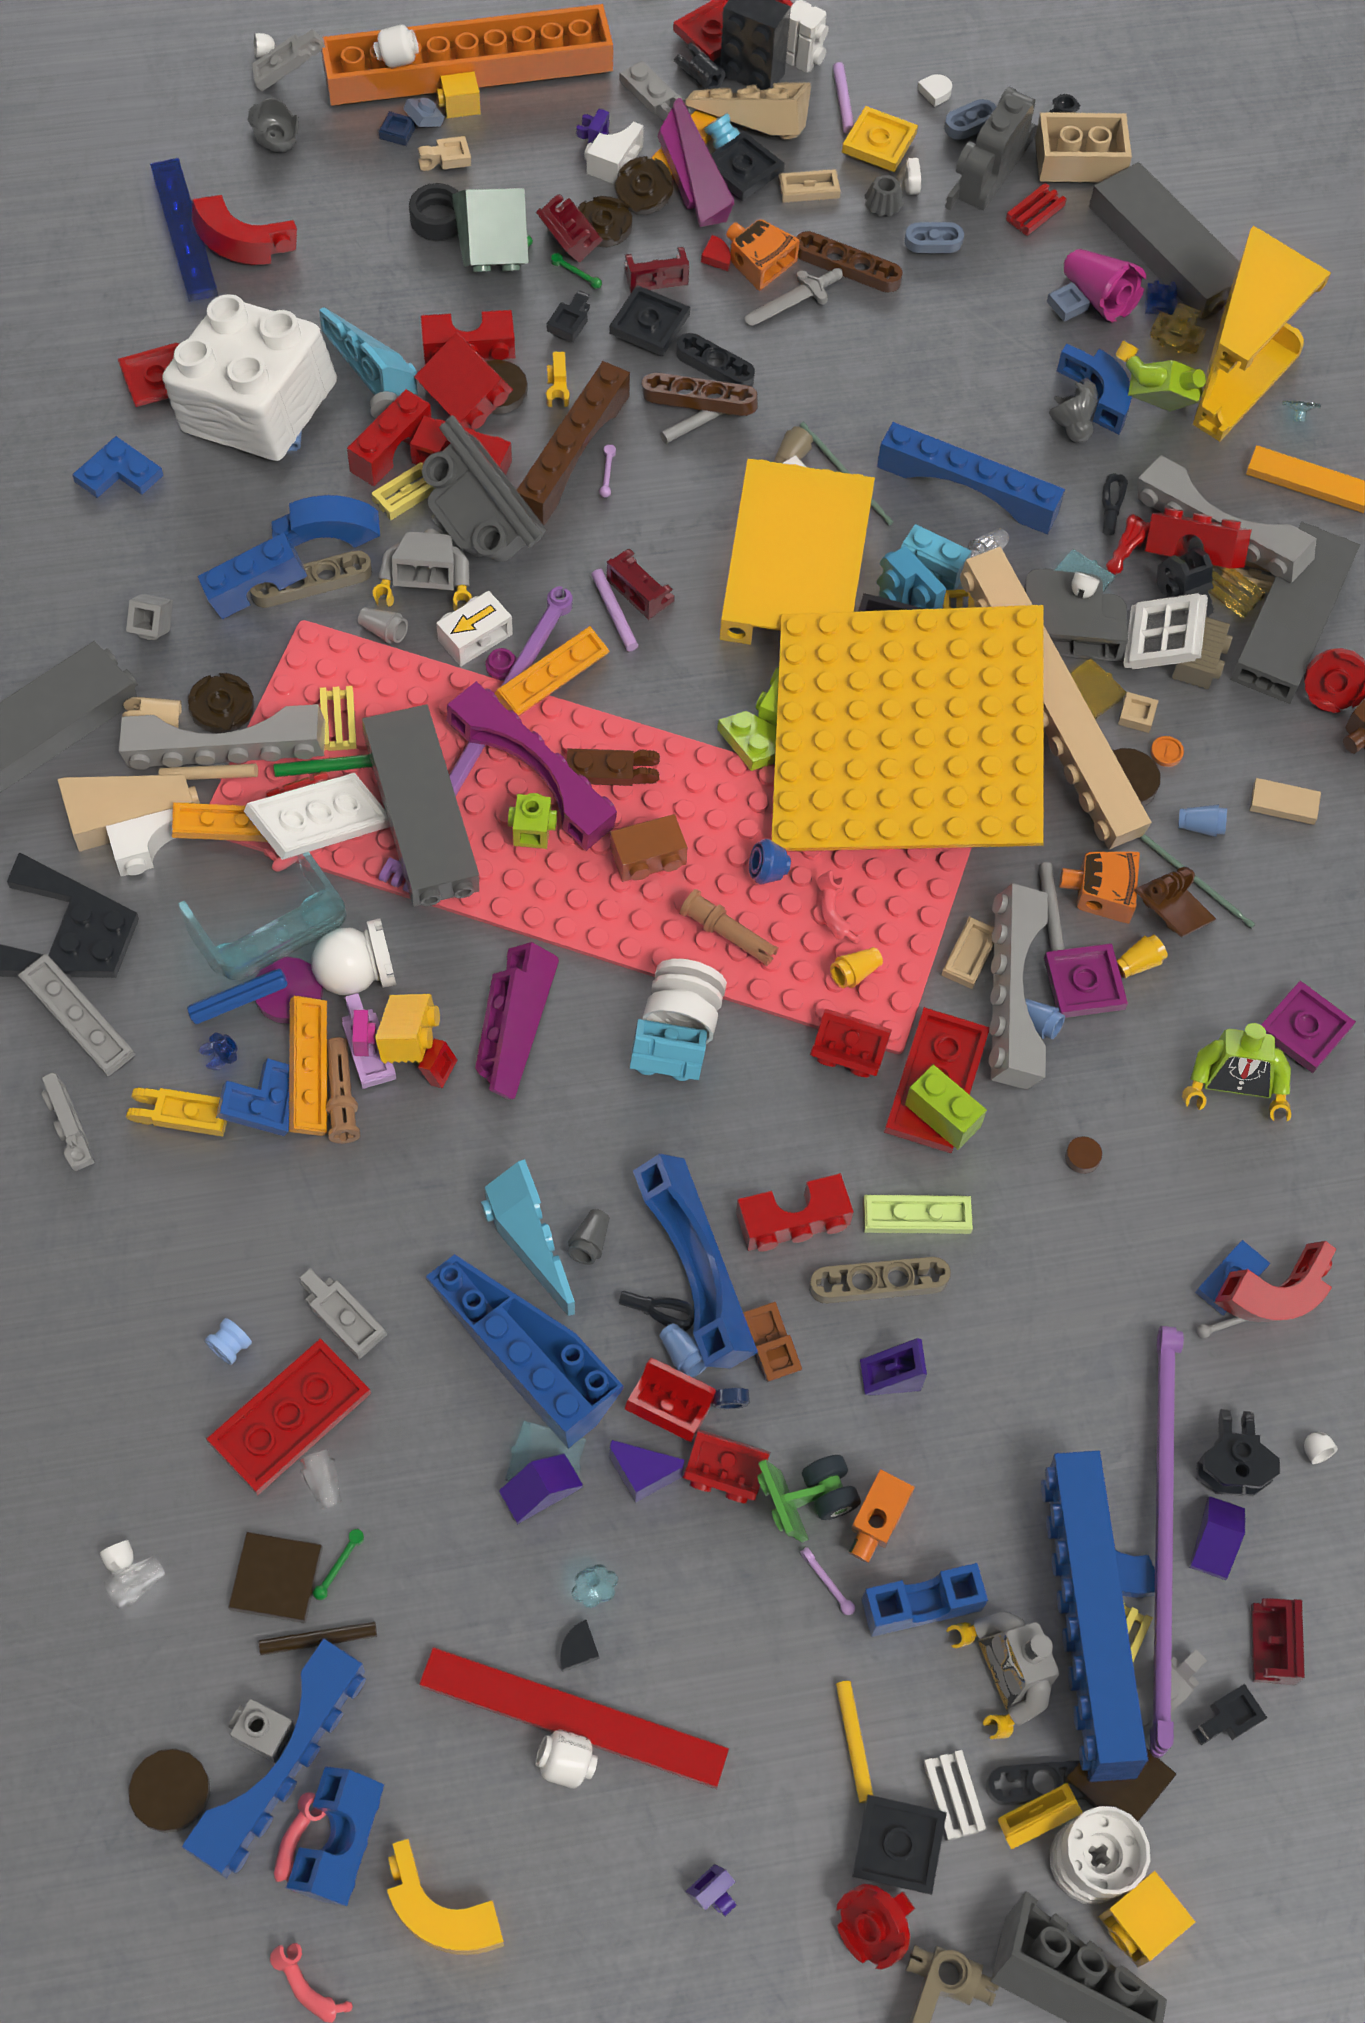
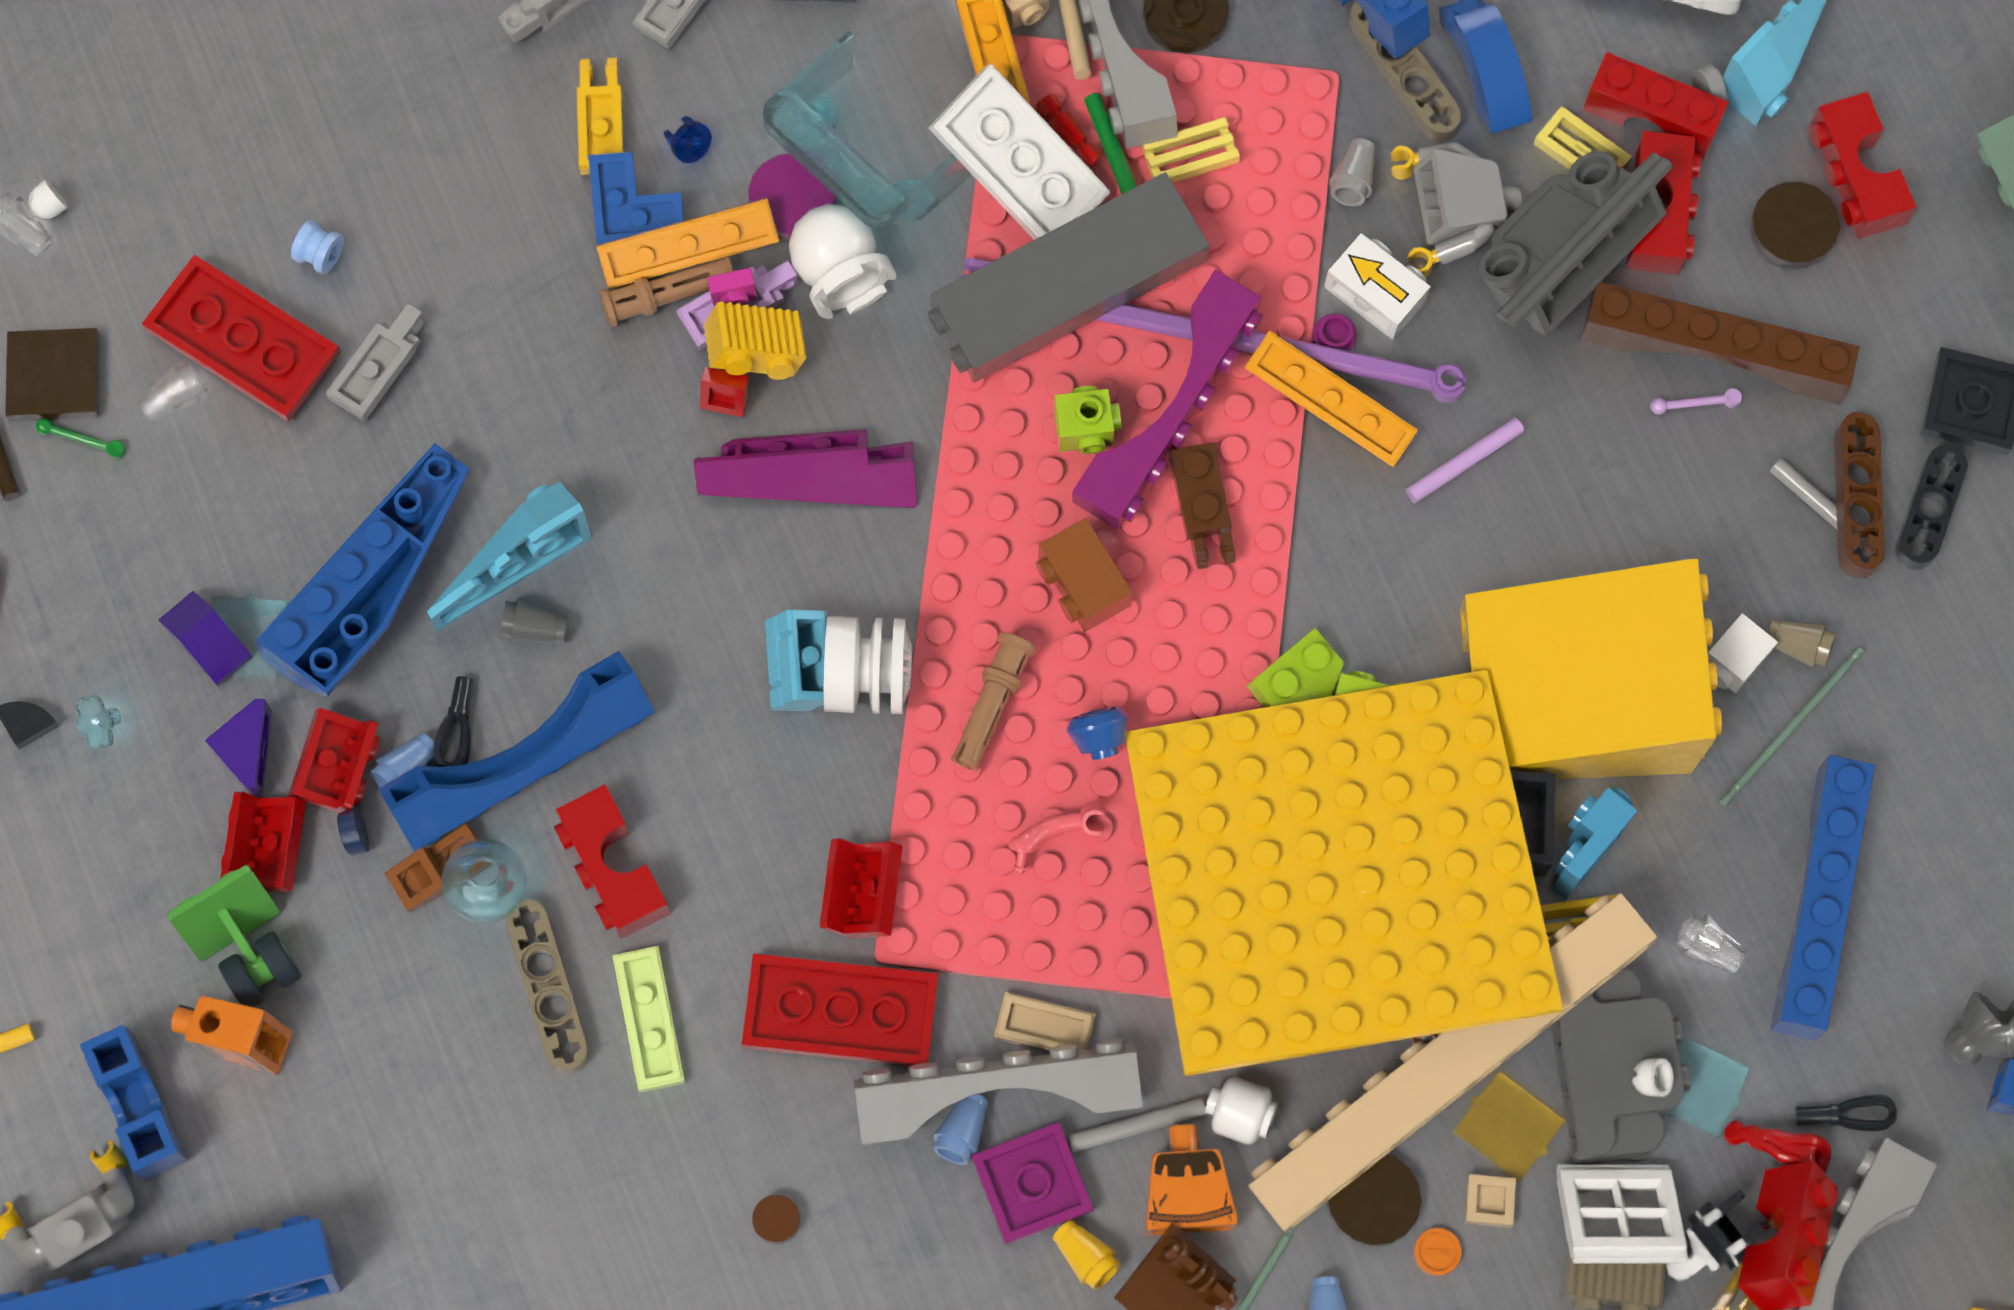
camera: 80 degrees right, 10 degrees up
(237, 996) = (770, 151): blue axle -> none
(463, 383) = (1768, 175): red brick -> none
(557, 375) = (1828, 300): yellow plate -> none
(570, 319) = (1938, 290): black plate -> none
(638, 585) = (1513, 482): dark red hinge -> none
(789, 1318) = (489, 901): none -> clear light blue piece
(847, 1607) = (175, 965): lavender hinge -> none
(854, 967) = (972, 873): yellow cone -> none
(895, 1369) = (426, 1023): dark purple slope -> none
(938, 554) = (1665, 869): medium azure brick -> none
(945, 1107) = (783, 1018): lime brick -> none
(1060, 838) = (1241, 1110): none -> white head

